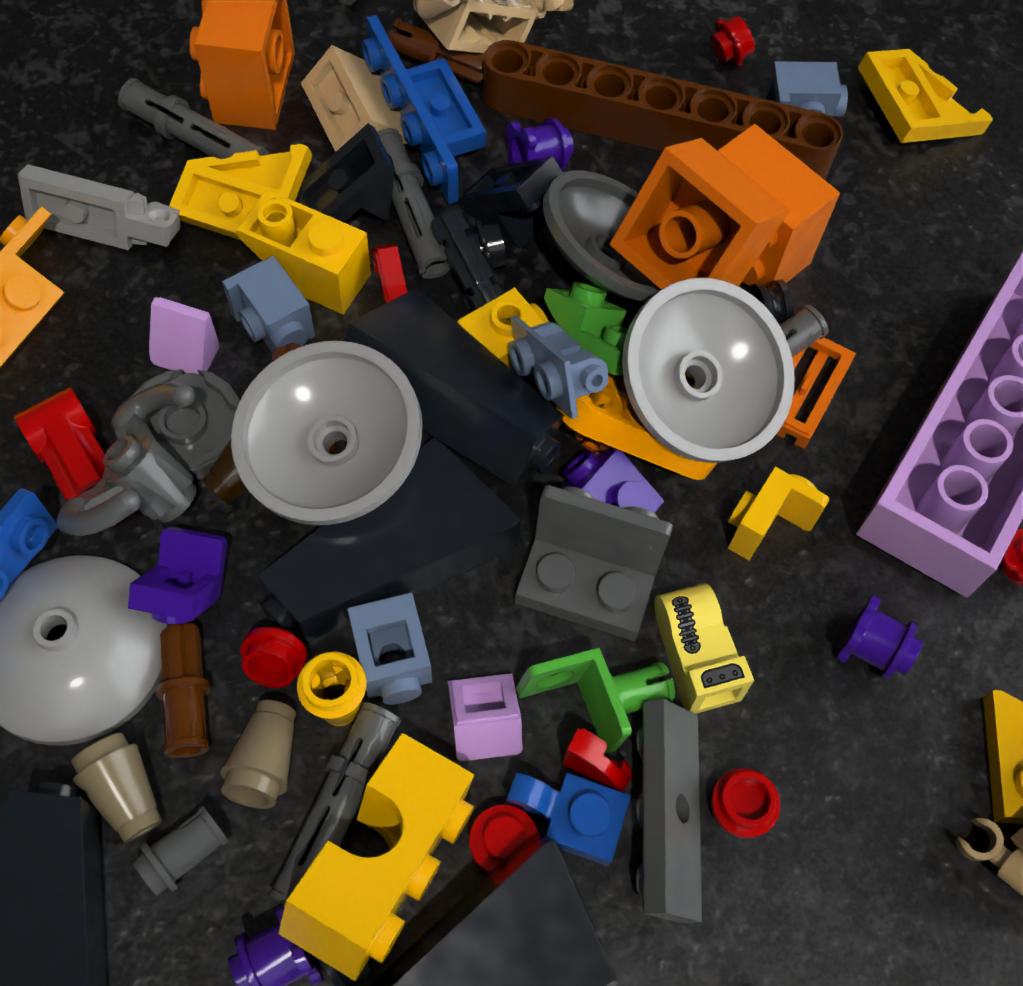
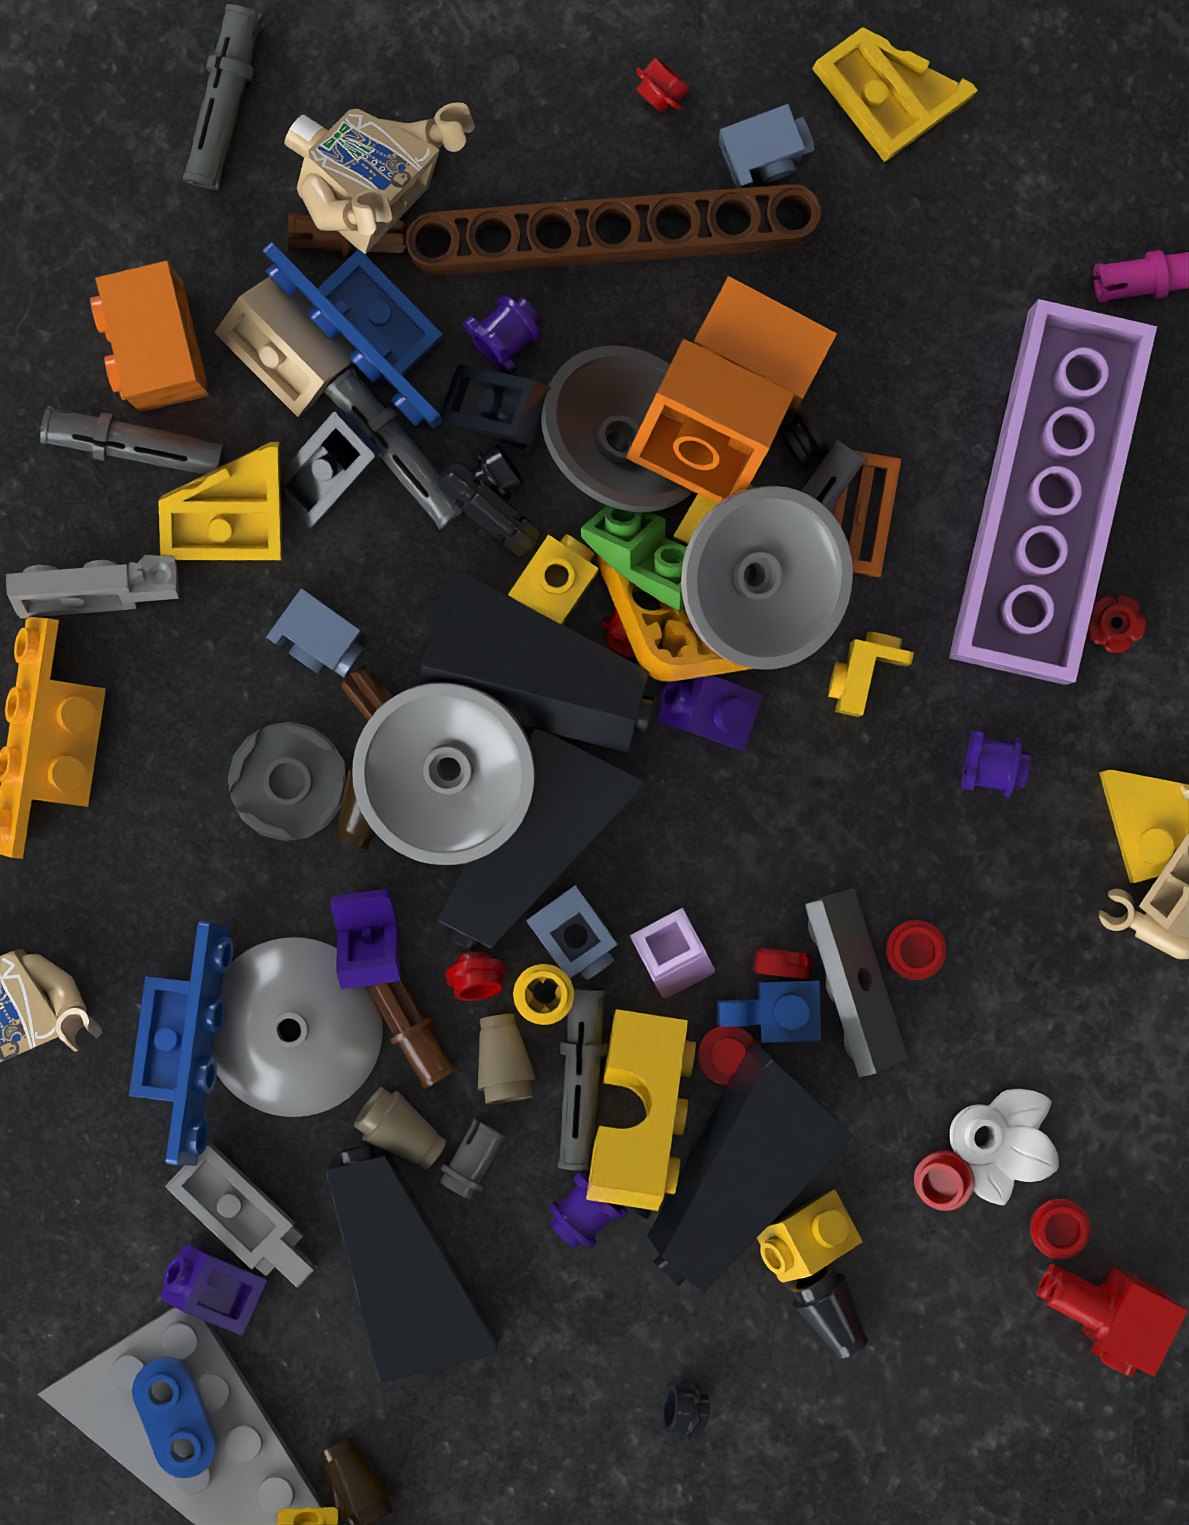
camera: 15 degrees left, 25 degrees up
(65, 441) = (190, 843): red piece -> none
(136, 472) = (281, 859): dark grey piece -> none
(181, 337) = (245, 699): lavender slope -> none
(316, 251) = (322, 558): yellow slope -> none
(388, 266) = (410, 542): red tile -> none
(556, 364) = (636, 640): sand blue hinge -> none
(593, 561) = (719, 798): dark grey bracket -> none
(605, 696) = (776, 902): bright green bracket -> none
(701, 649) = (837, 828): light yellow leg -> none

